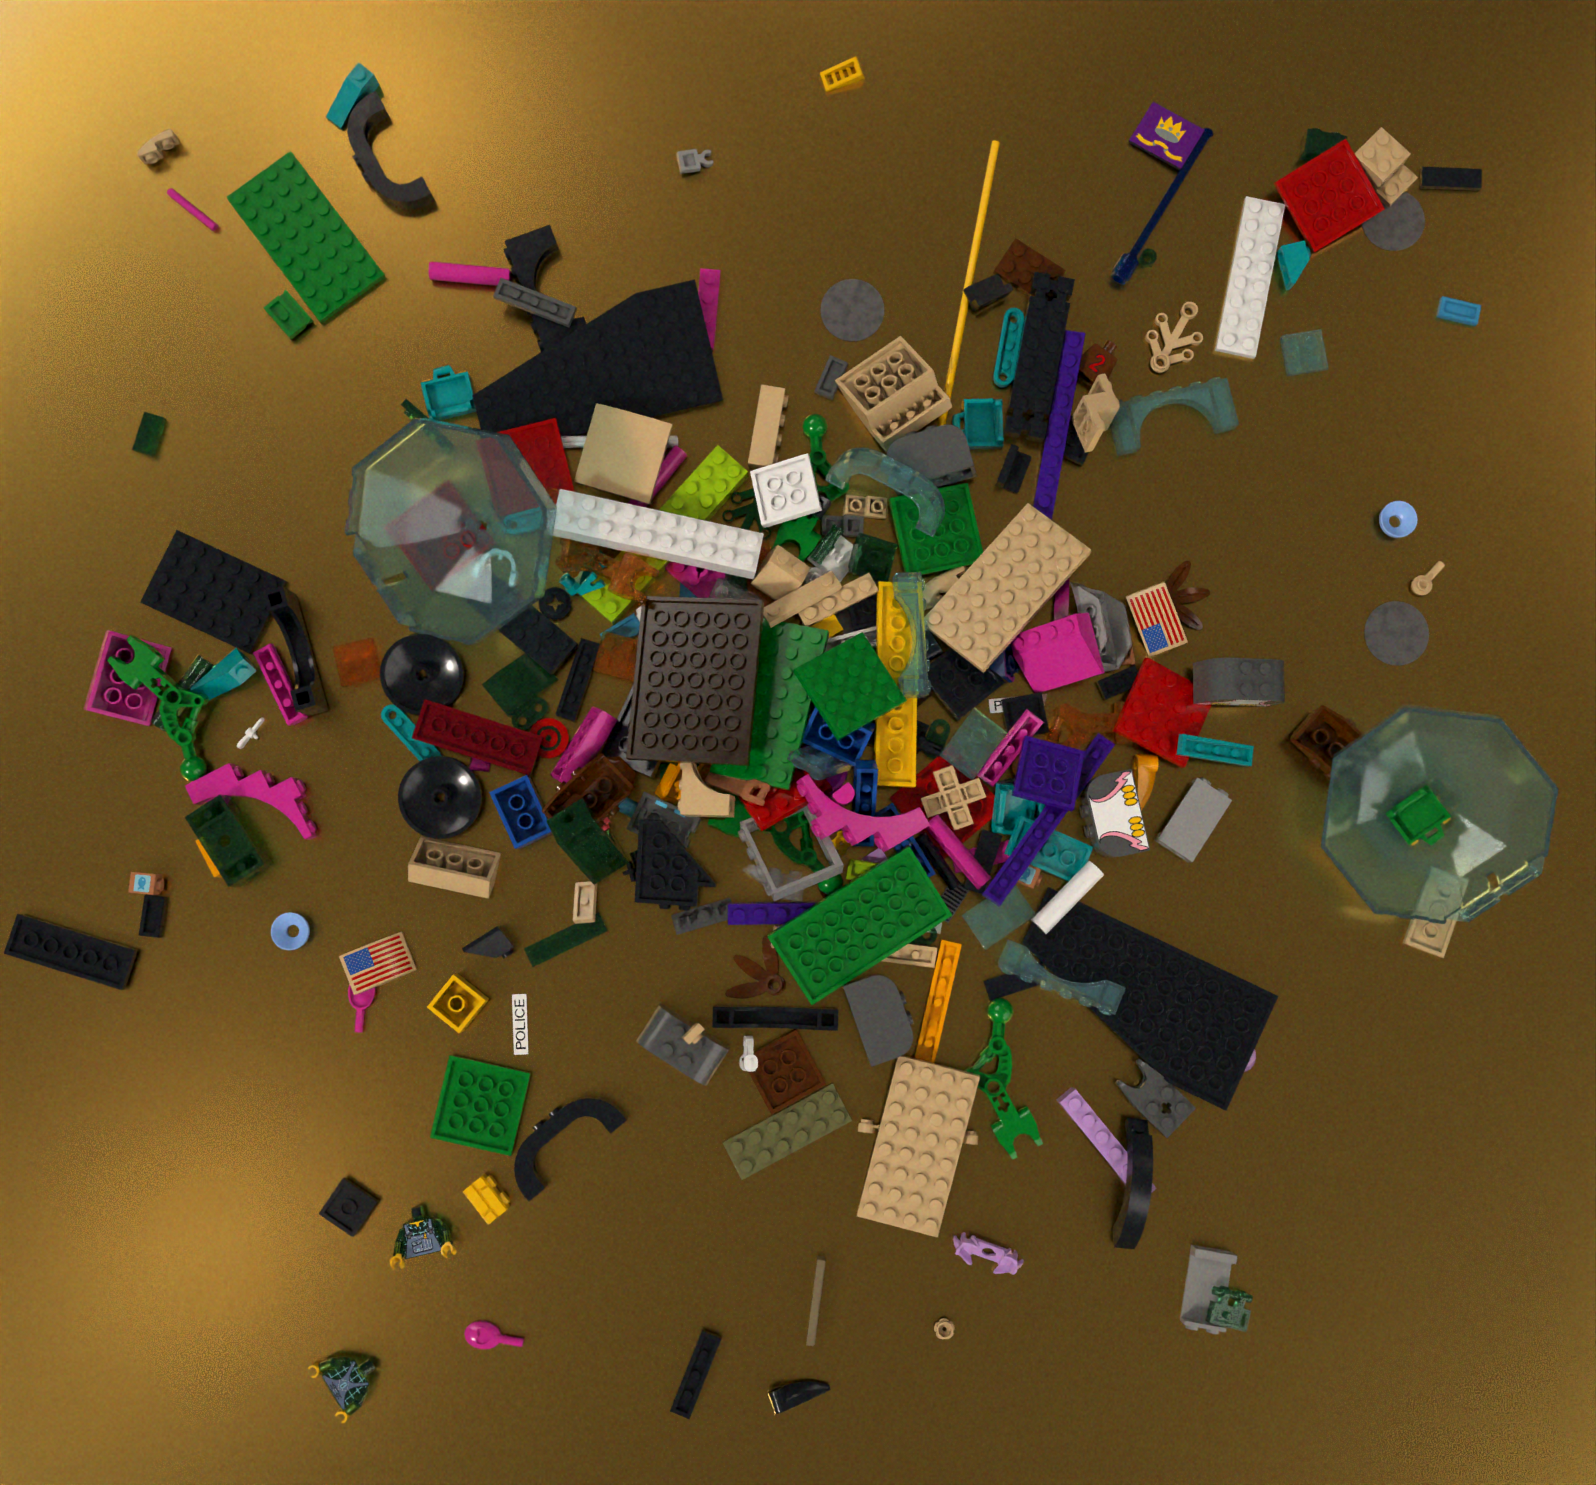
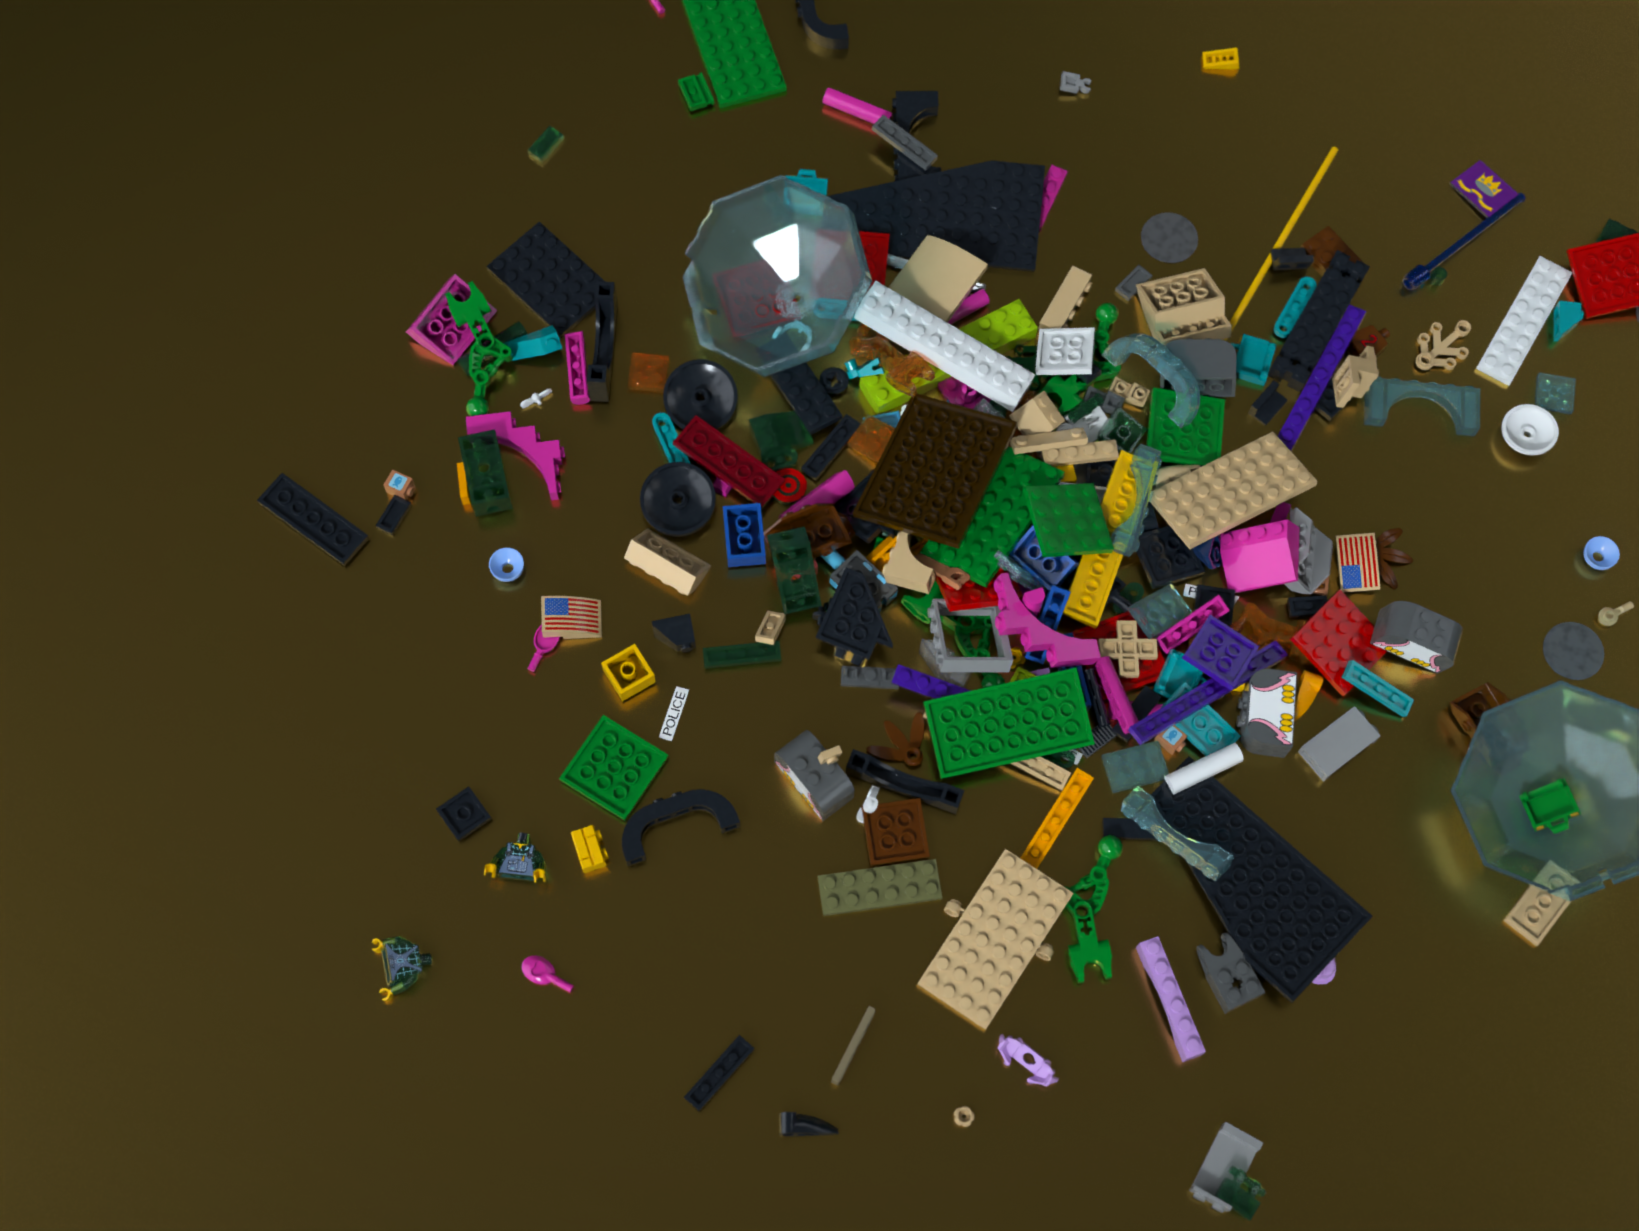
camera: 20 degrees right, 15 degrees down
(880, 1017) = (999, 810): dark grey brick -> none
(1138, 1187) = (1186, 1045): black arch -> none
(1296, 396) = (1535, 423): none -> white dish

